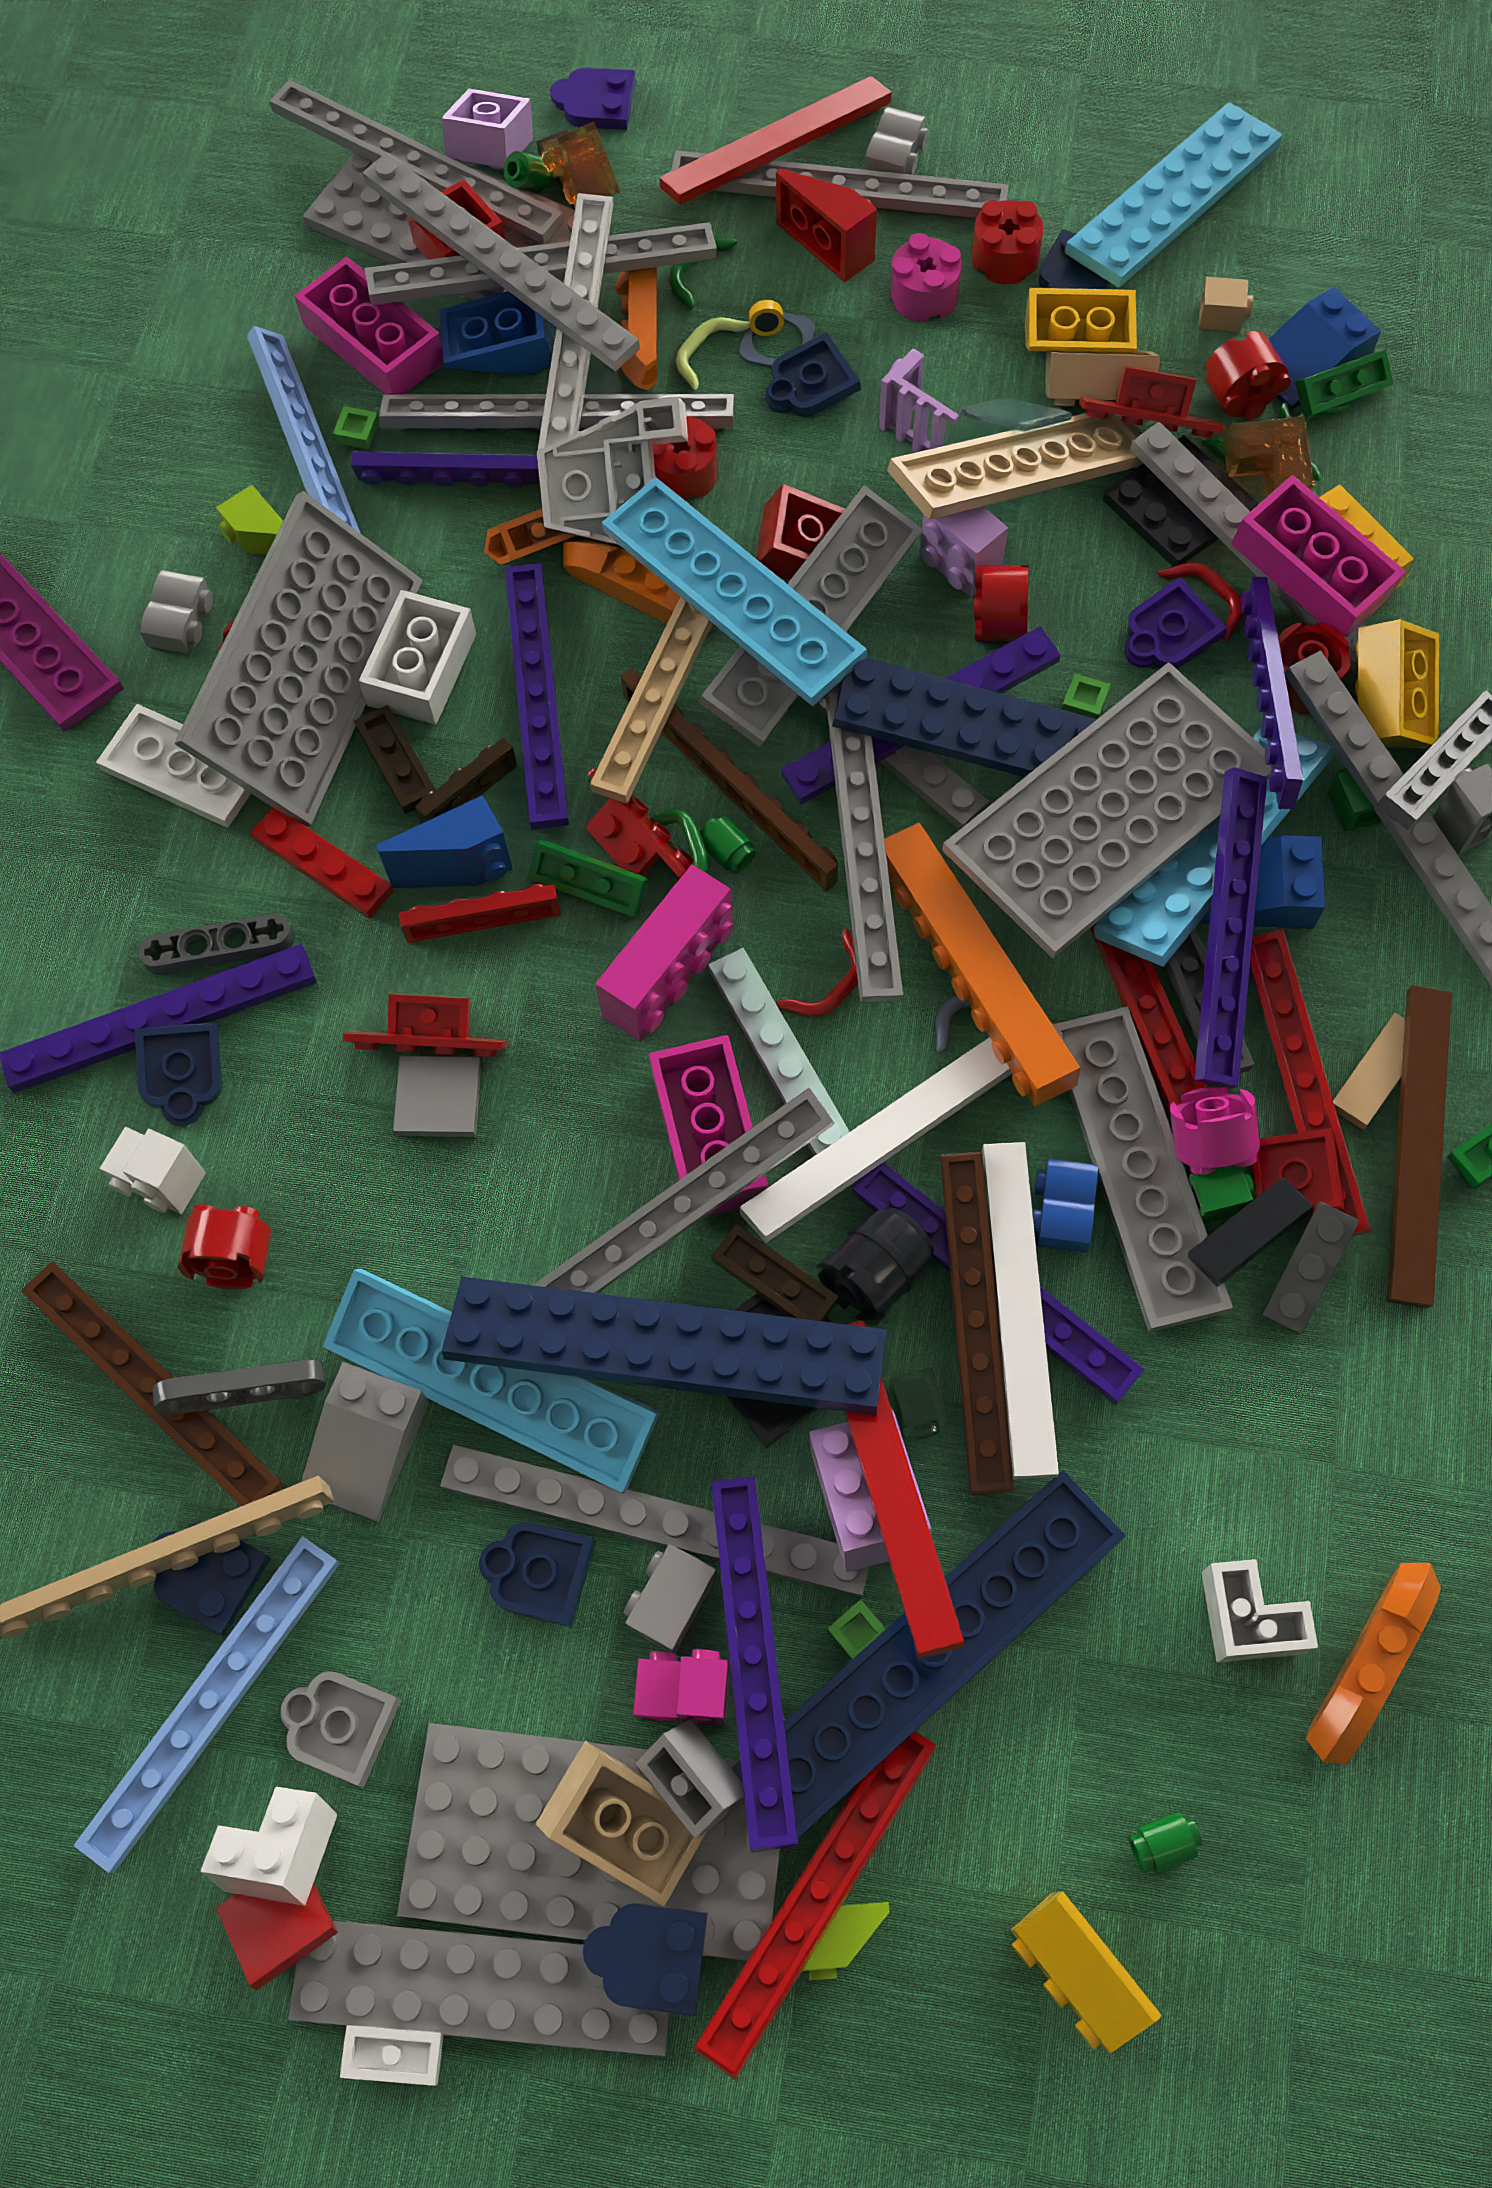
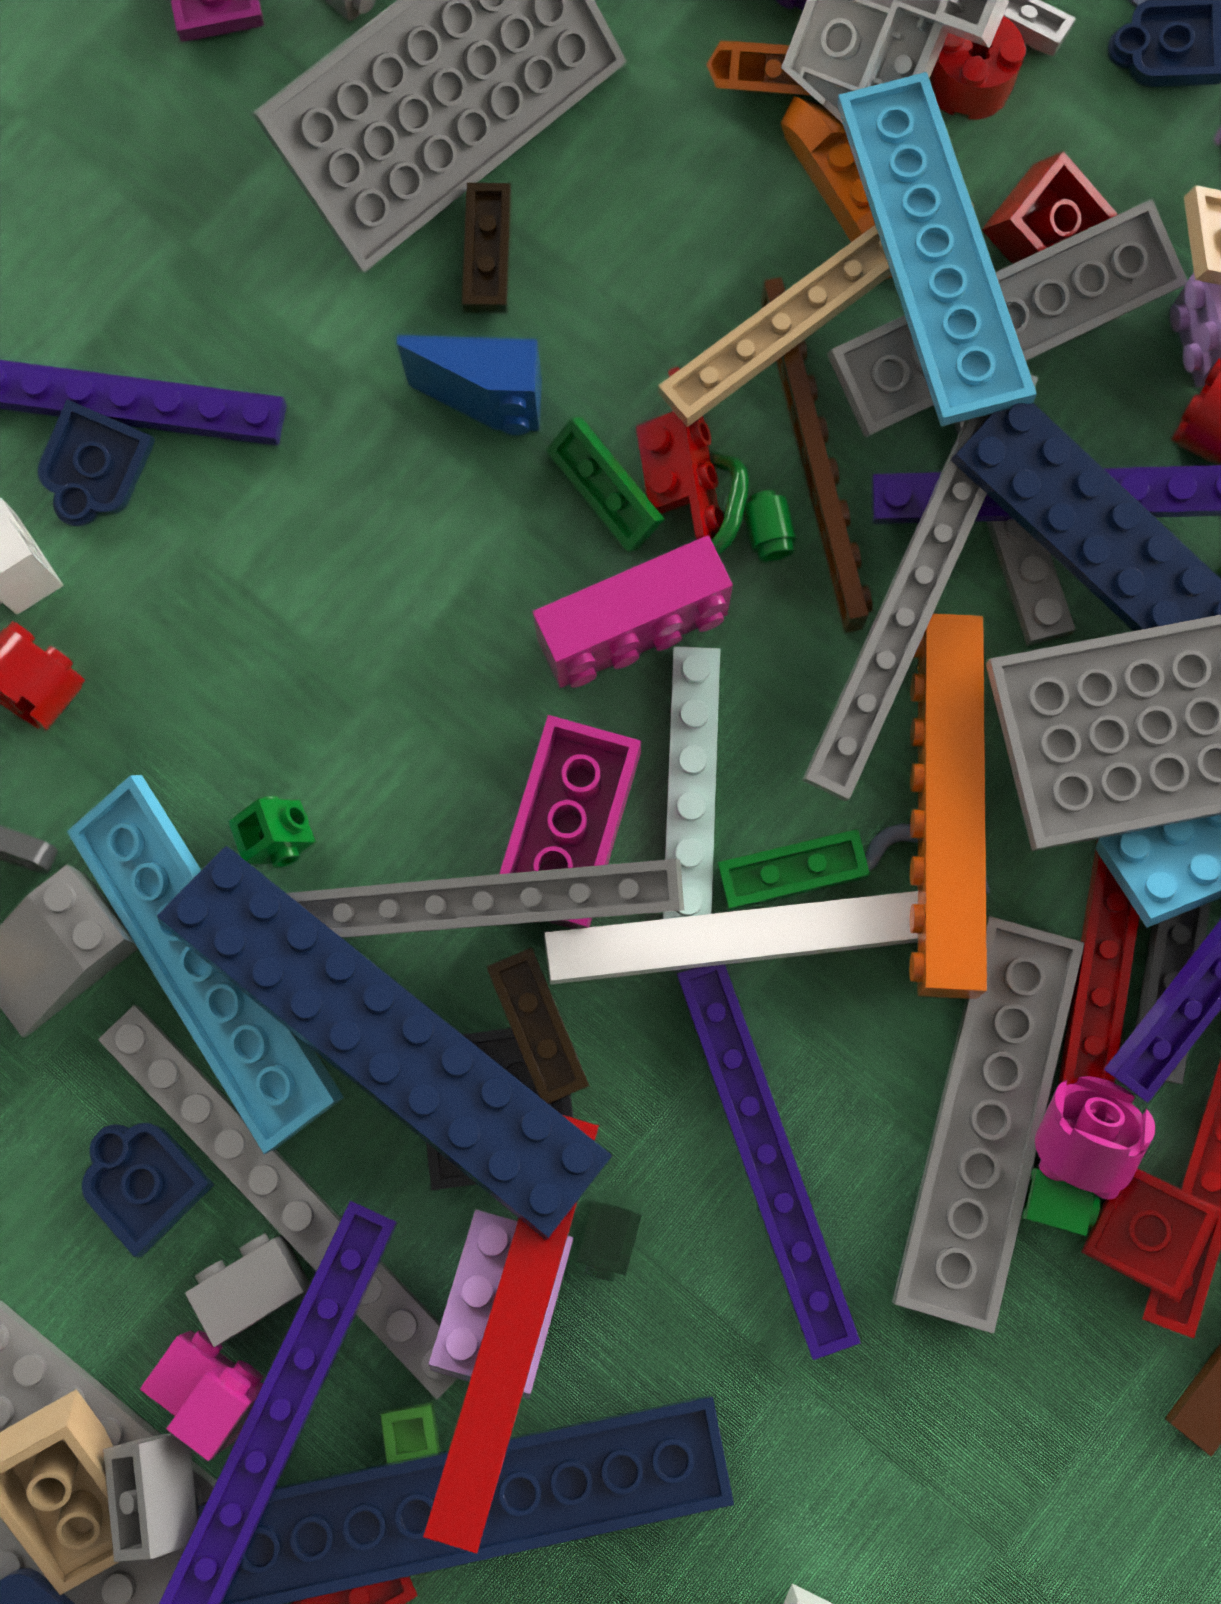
camera: 30 degrees right, 10 degrees up
(149, 759) = (227, 107): white plate -> none
(216, 949) = (204, 346): dark grey beam -> none
(322, 862) = (353, 320): red plate -> none
(418, 657) = (570, 146): white brick -> none
(427, 1022) = (356, 554): red bracket -> none
(437, 1096) = (325, 634): light grey tile -> none
(469, 782) = (543, 313): dark brown plate -> none
(479, 913) = (462, 458): red plate -> none
(488, 1252) = (272, 831): none -> green brick
(536, 697) = (668, 254): dark purple plate -> none
(836, 995) = (784, 754): red animal -> none
(877, 1263) = (652, 1071): black piece -> none
(891, 1071) = (793, 869): none -> green plate
(976, 1324) = (717, 1191): reddish brown tile -> none
(1019, 1312) = (768, 1206): white tile -> none
(1066, 1205) = (887, 1119): blue brick -> none
(1250, 1231) = (1062, 1267): black tile -> none
(1310, 1267) = (1104, 1340): dark grey plate -> none

